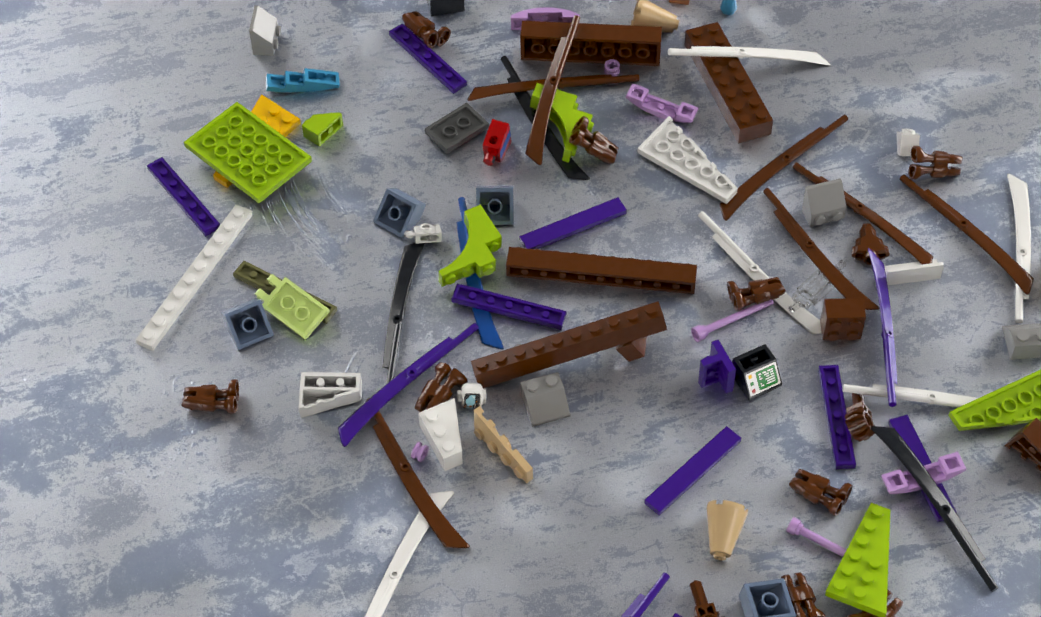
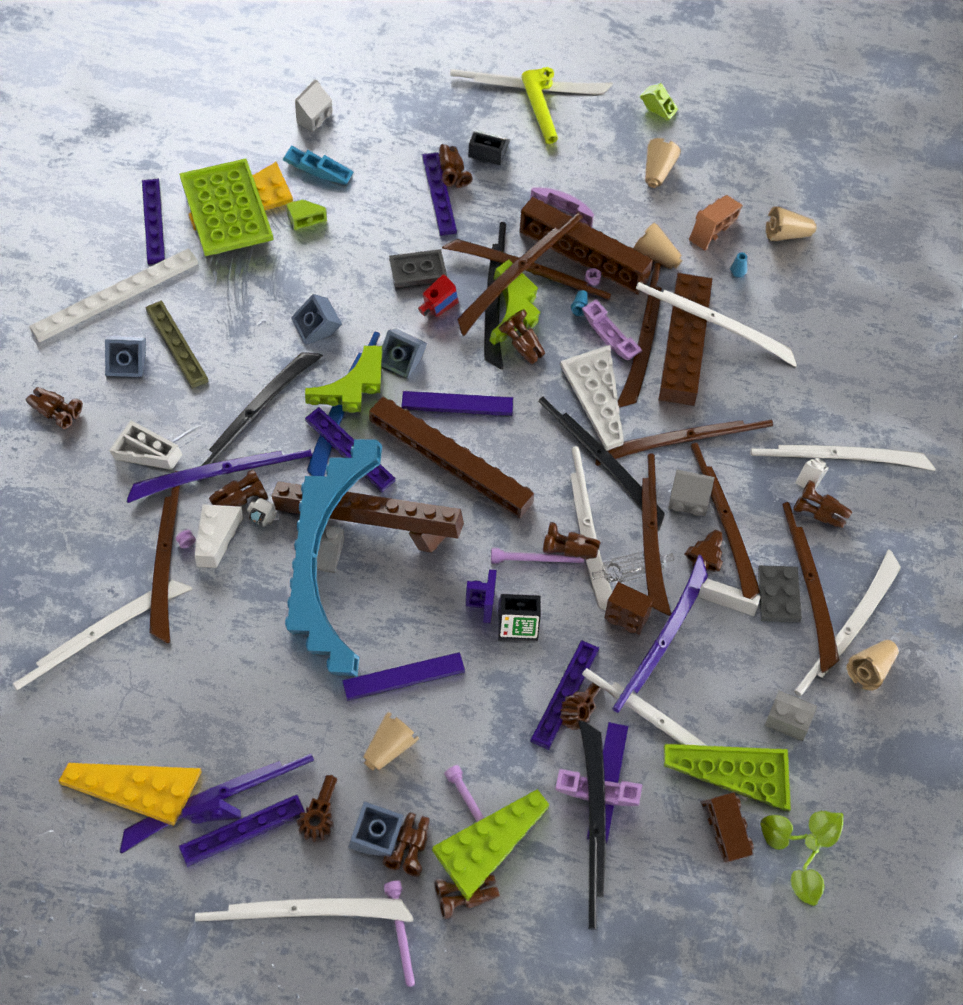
camera: 25 degrees right, 5 degrees up
(292, 306) = (170, 360): yellowish green tile -> none
(425, 233) = (324, 349): white piece -> none
(500, 445) = (251, 566): tan wing -> none
(575, 456) = (318, 501): none -> dark azure arch
(618, 94) = (579, 302): none -> dark azure cone
(705, 129) = (636, 375): none -> reddish brown piece
(722, 209) = (604, 457): none -> black piece
(815, 487) = (497, 749): reddish brown piece -> none
(949, 248) = (779, 593): none -> dark grey plate
(959, 99) = (906, 458): none -> white piece

